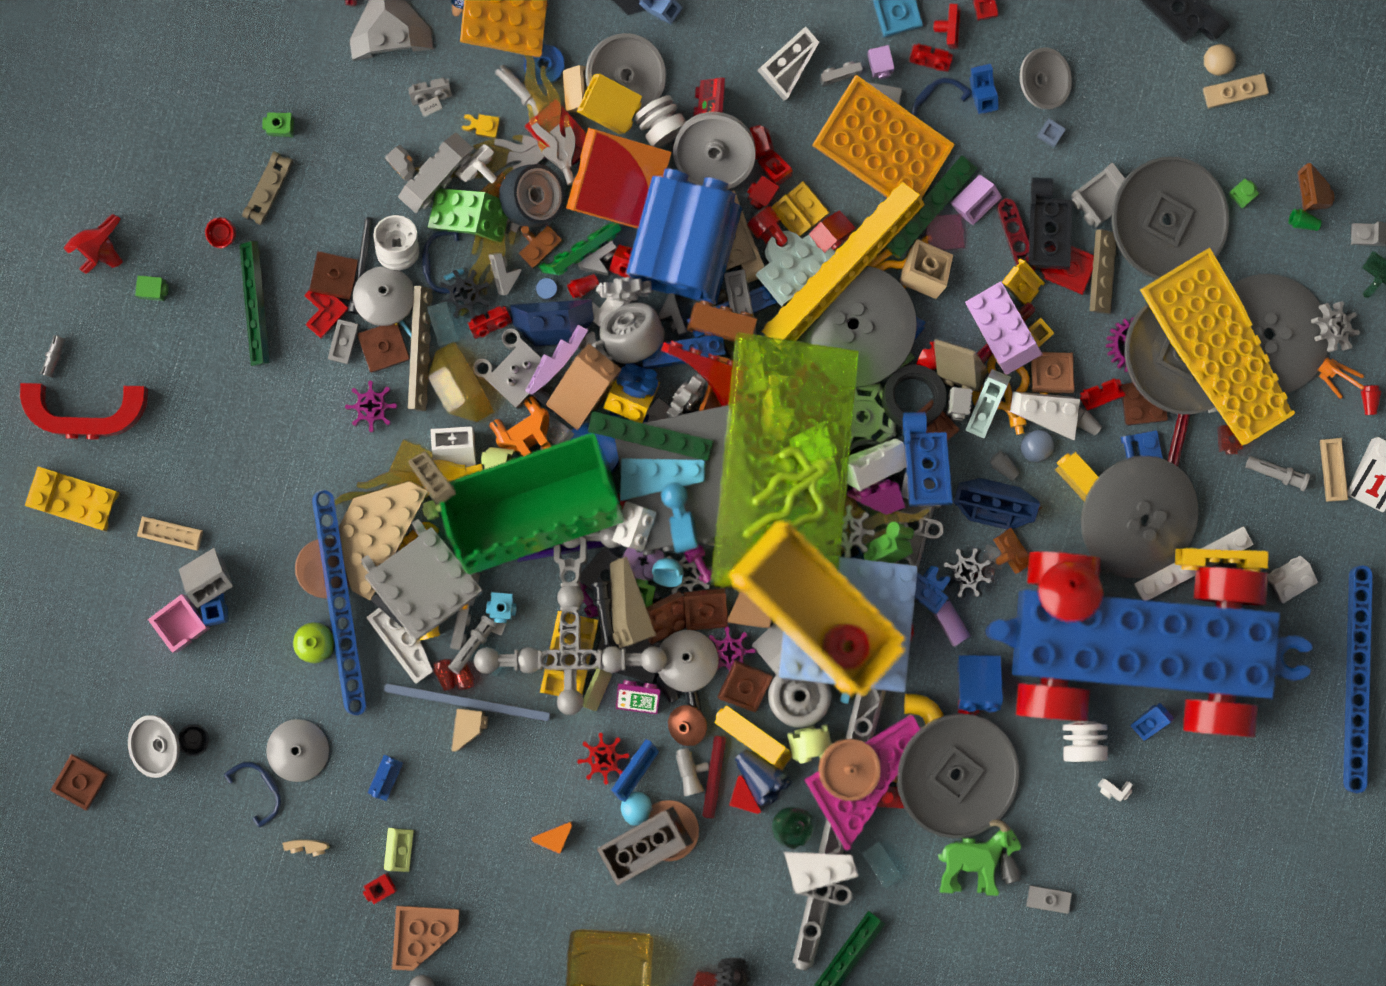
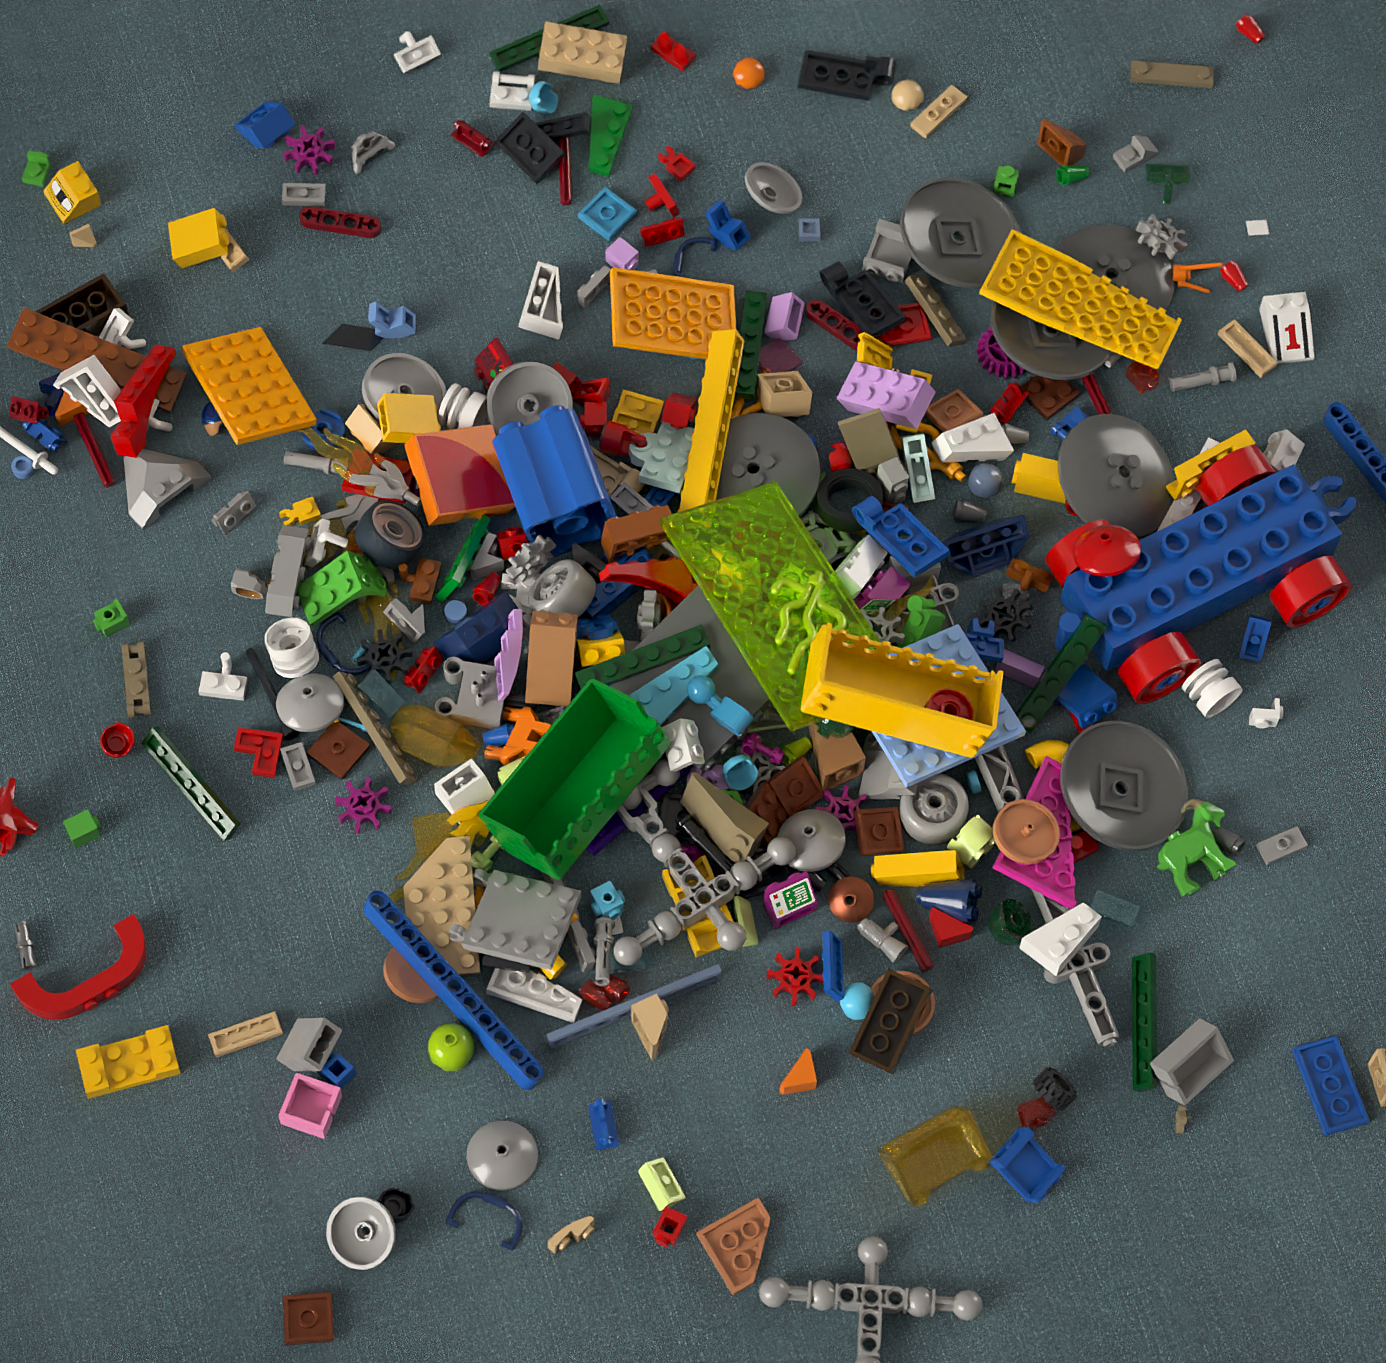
camera: 40 degrees left, 20 degrees down
(331, 235) = (223, 684): none -> white plate
(333, 275) = (250, 714): copper plate -> none
(430, 106) = (242, 523): white sticker -> none
(431, 477) = (467, 812): dark tan plate -> none
(510, 415) = (498, 735): none -> blue cone
(968, 658) = (1060, 671): none -> dark green plate

